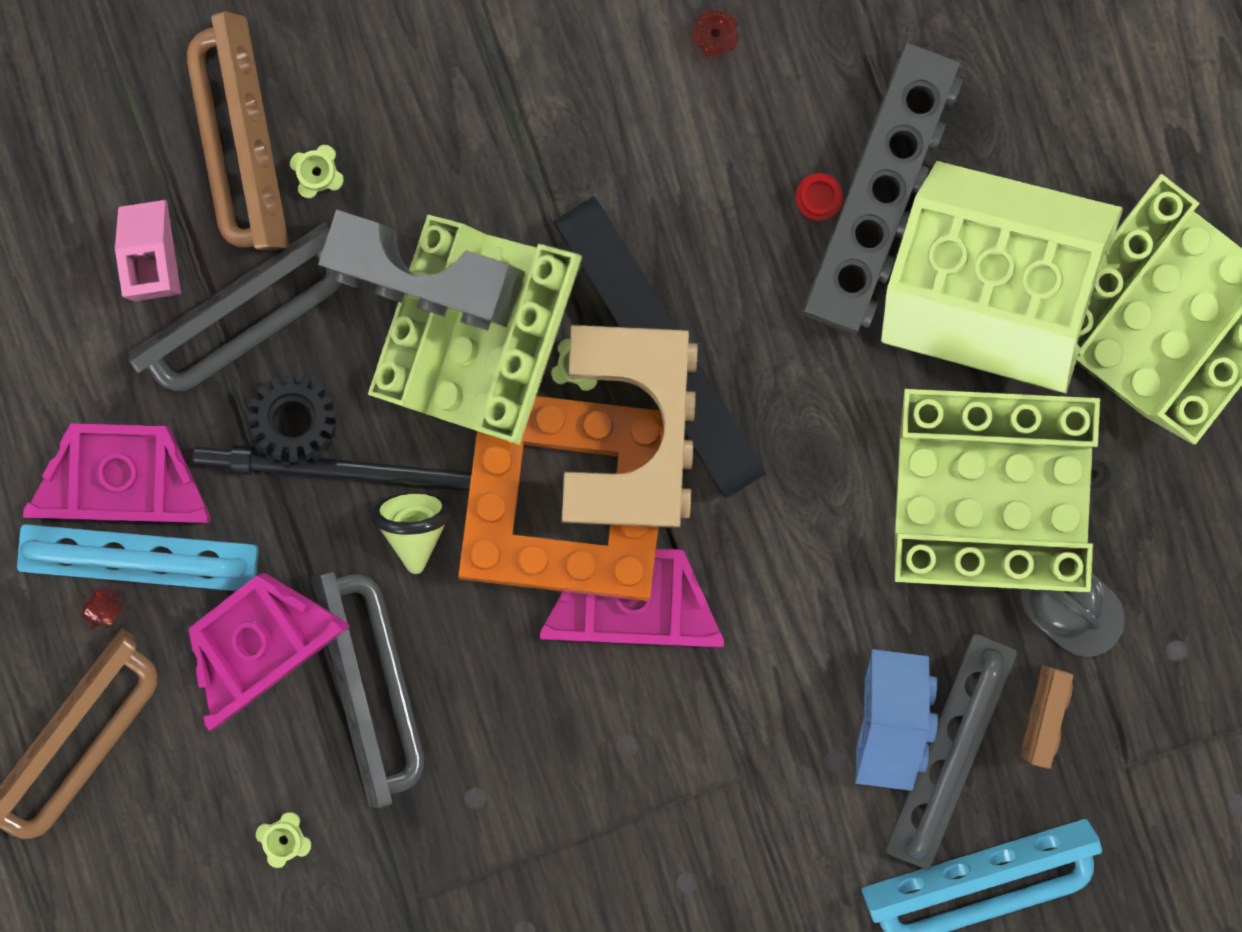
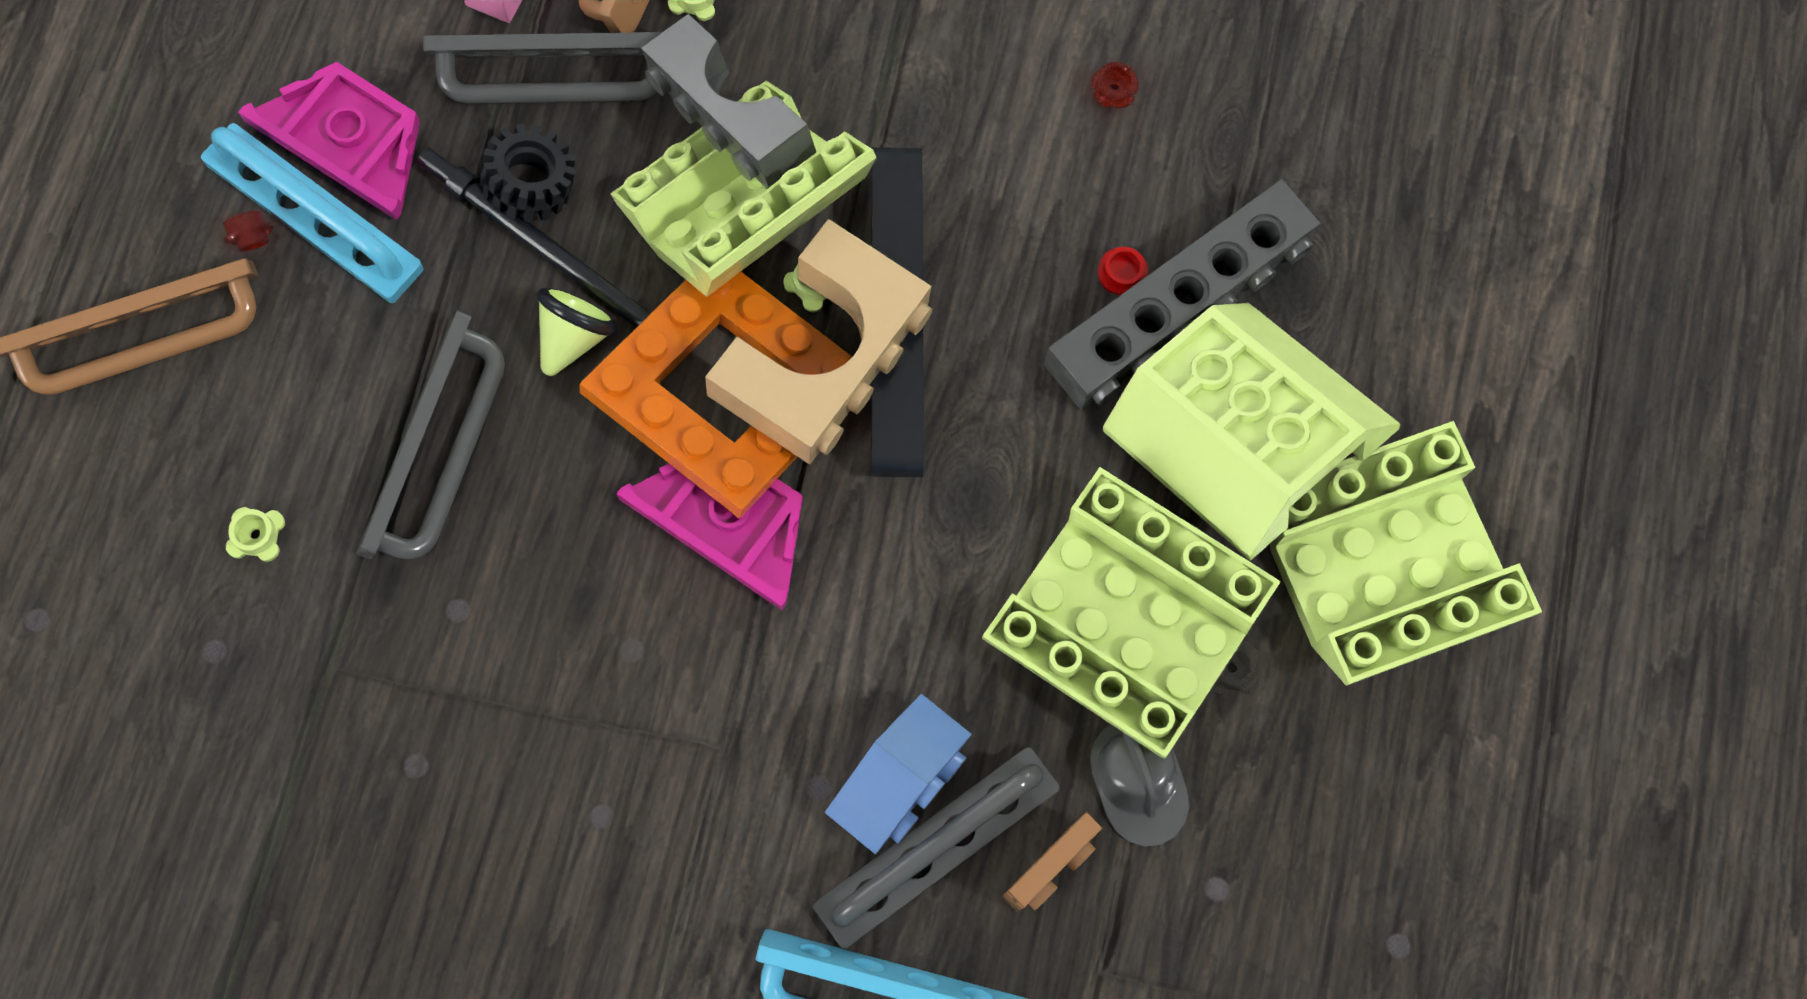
camera: 25 degrees right, 15 degrees down
(256, 642) = (356, 339): dark pink wing -> none

